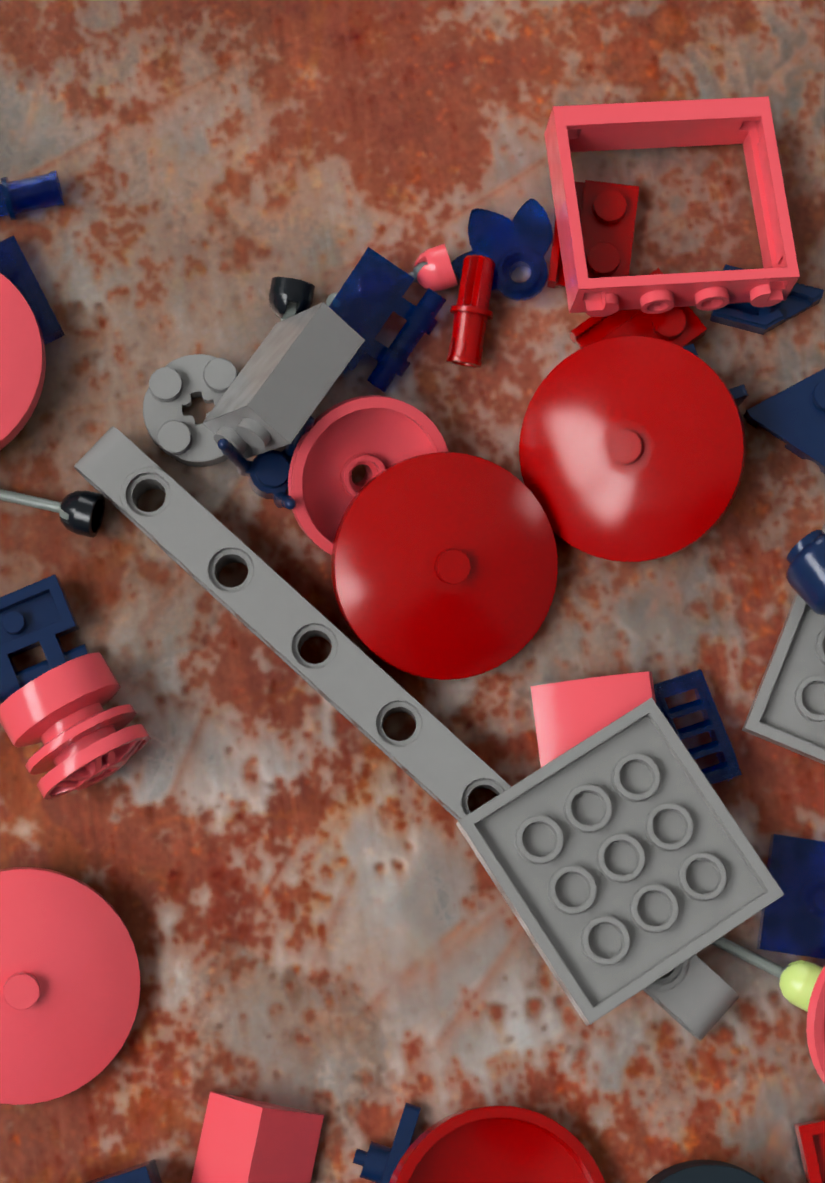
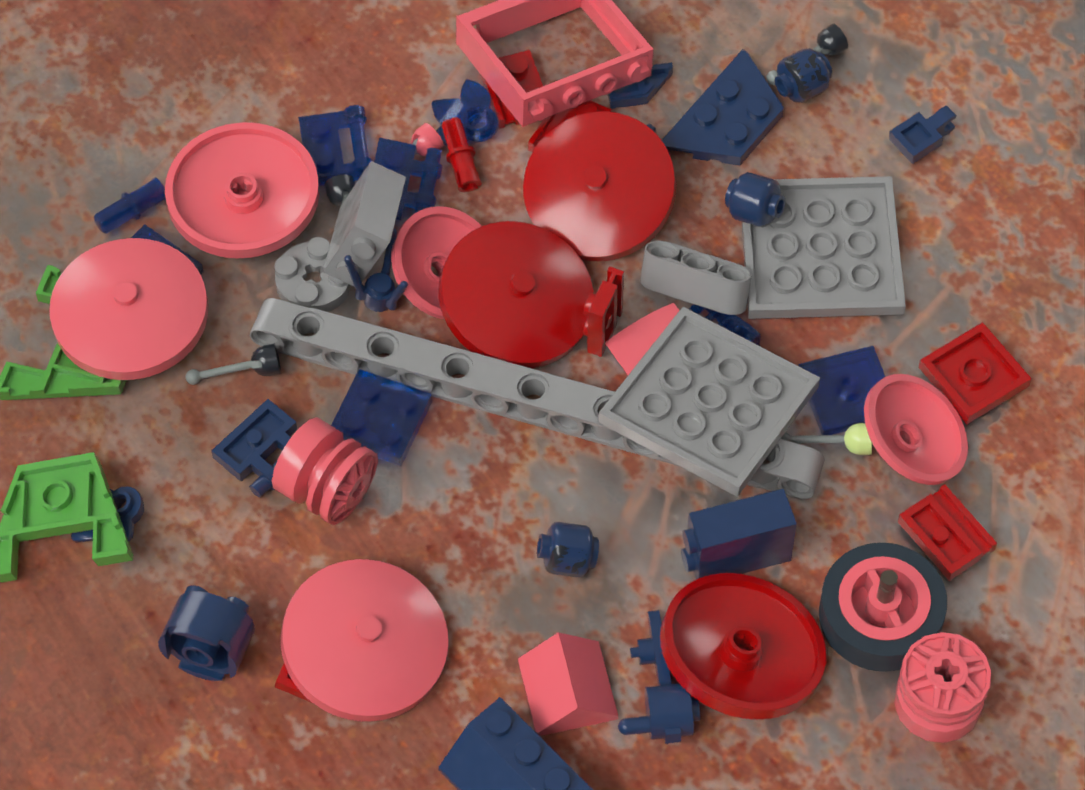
camera: 25 degrees left, 20 degrees down
(155, 245) = (242, 190): none -> coral dish
(192, 658) = (382, 415): none -> clear blue plate
(299, 216) = (322, 141): none -> clear blue plate
(341, 974) = (568, 549): none -> dark blue head
(540, 652) = (603, 311): none -> red plate
(566, 1074) = (740, 535): none -> dark blue brick
(696, 648) = (695, 277): none -> light grey beam

